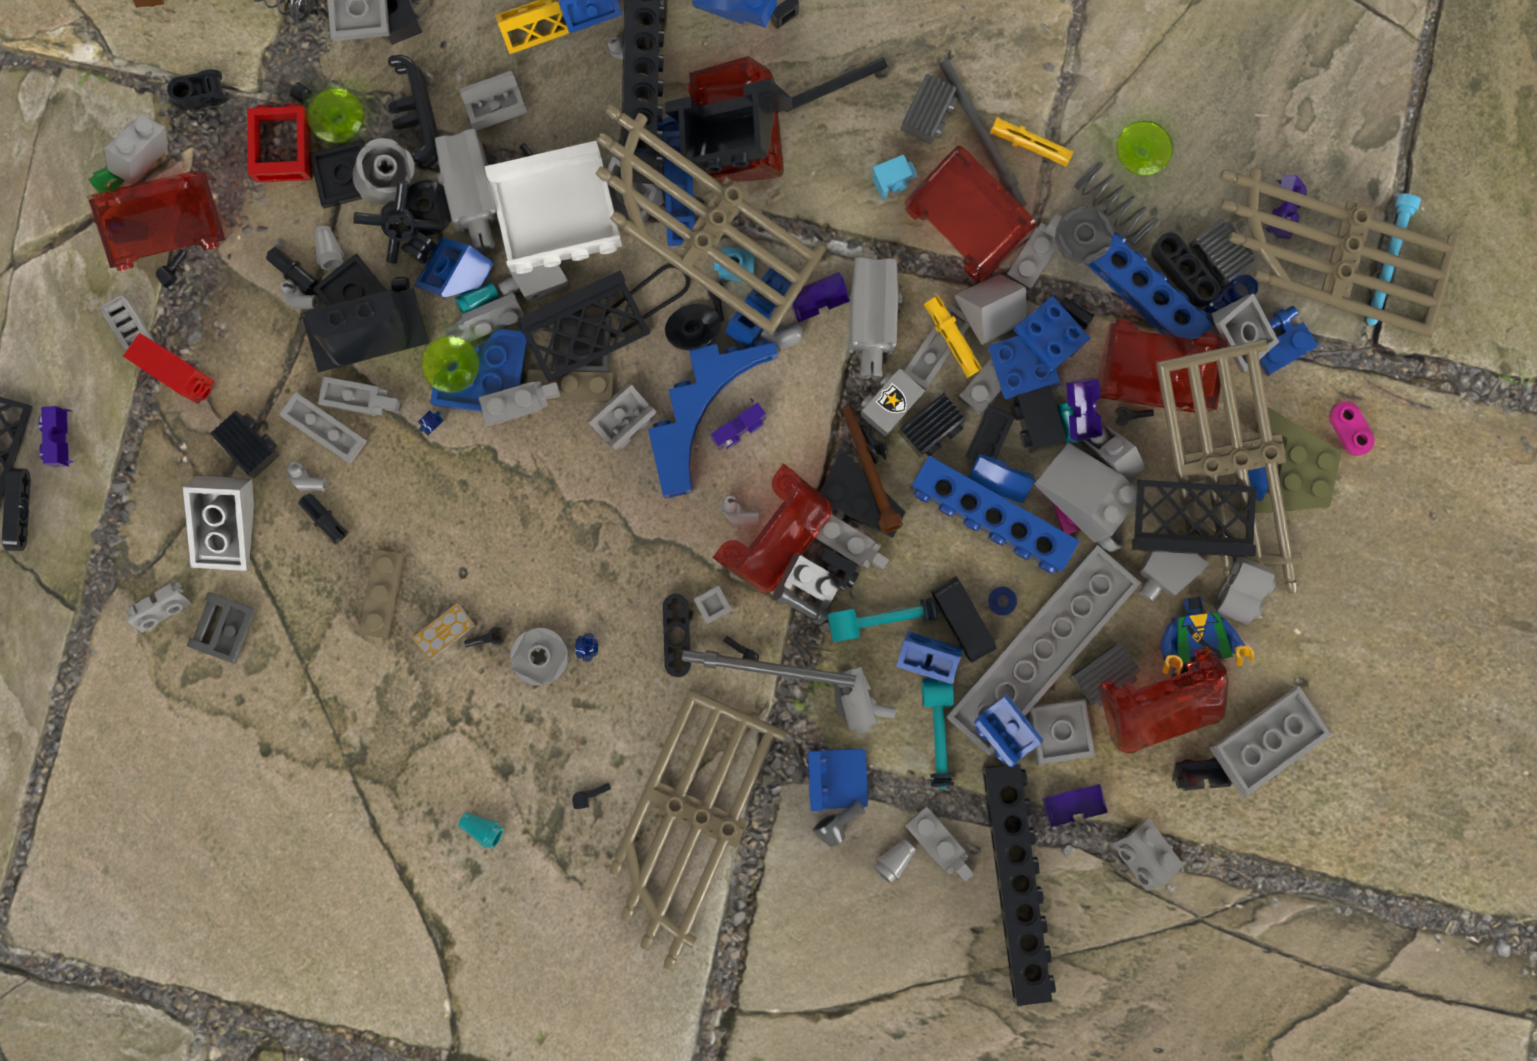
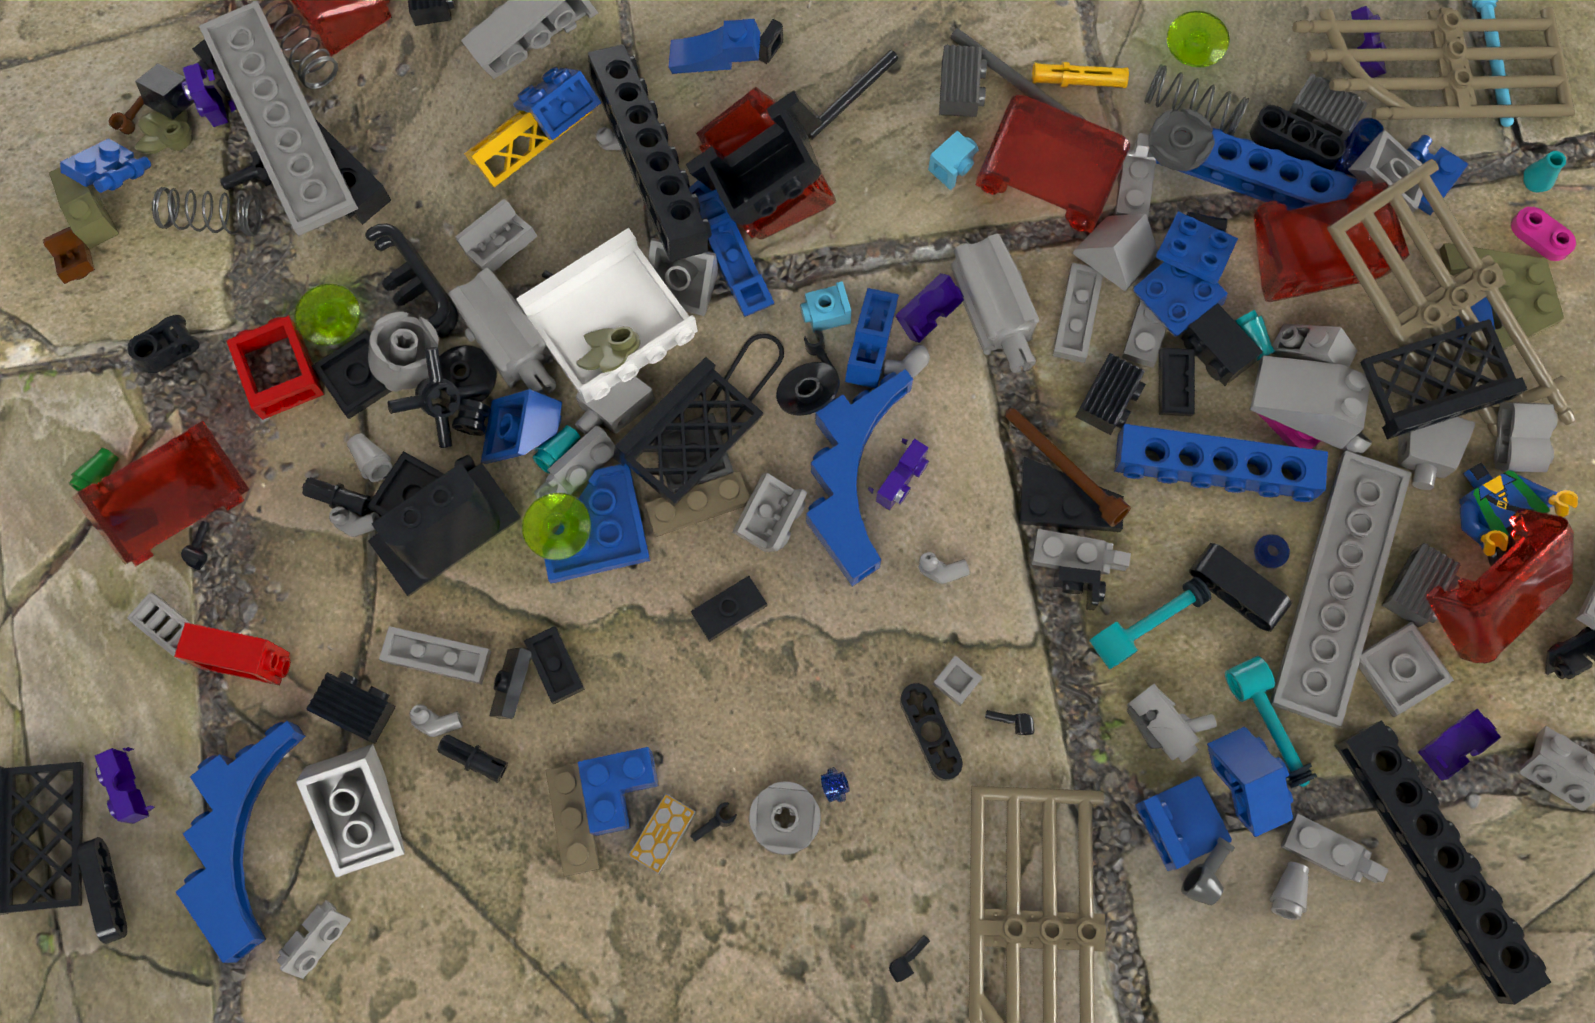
camera: 20 degrees left, 10 degrees down
(100, 544) = (218, 893): none -> blue arch
(136, 148) = (113, 428): light grey brick -> none
(230, 629) = (408, 933): dark grey plate -> none
(299, 92) = (277, 305): black hand -> none
(356, 397) = (460, 607): light grey hinge -> none
(371, 472) = (509, 683): none -> black plate
(410, 471) = (554, 665): none -> black plate
(413, 580) = (606, 782): none -> blue brick
(430, 422) = (556, 601): clear blue plate -> none
(517, 401) = (647, 539): light grey hinge -> none
(543, 237) = (609, 348): none -> olive plate
(561, 479) = (729, 608): none -> black plate
(709, 227) = (788, 269): dark tan piece -> none
(712, 659) = (985, 741): dark grey bar -> none
(786, 533) = (1000, 607): clear red windscreen -> none
(811, 580) = (1058, 609): dark grey plate -> none
(876, 447) = (1062, 440): black hand -> none
(892, 402) = (1057, 386): light grey brick -> none
(901, 769) = (1254, 779): none -> blue brick
(929, 657) = (1225, 641): blue brick -> none
(956, 342) = (1092, 292): yellow pin -> none
(1001, 479) = (1210, 419): blue slope -> none
(1007, 731) = (1352, 687): blue bracket -> none
(1085, 421) = (1273, 324): dark purple piece -> none
(1133, 414) = (1312, 305): black hand -> none
(1375, 378) = (1543, 173): none -> teal cone

